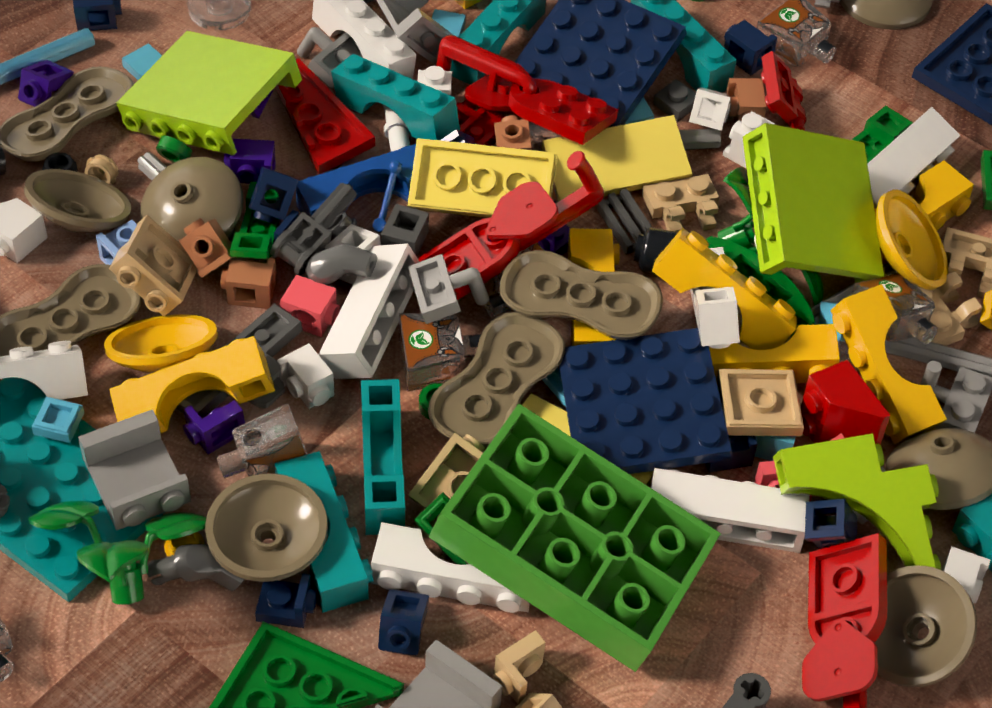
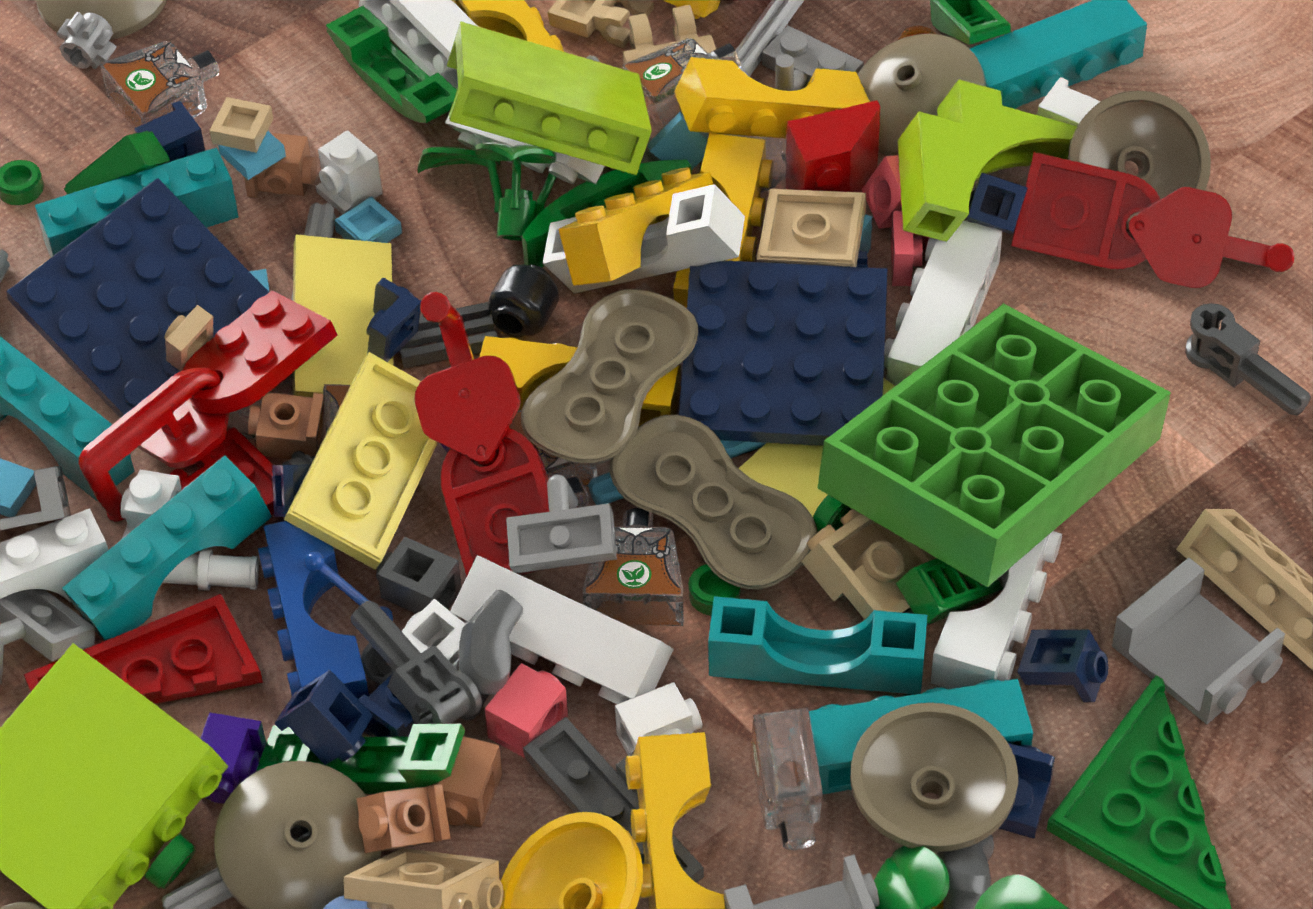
camera: 75 degrees left, 0 degrees up
(215, 428) = (726, 847): dark purple bracket -> none
(519, 662) = (1140, 550): tan bracket -> none
(561, 70) = (187, 336): none -> tan plate
(614, 180) = (394, 319): none -> dark blue bracket
(675, 99) = (242, 239): dark grey plate -> none
(680, 196) = (419, 256): tan plate -> none
(710, 108) = (285, 199): white brick -> none
(711, 18) = (125, 158): none -> green slope
(715, 163) = (368, 223): none -> medium azure tile
(739, 77) = (253, 163): none -> medium azure tile
(746, 58) = (241, 124): none -> tan plate
(783, 92) = (300, 120): red plate -> none
(910, 240) = (595, 39): yellow dish -> none

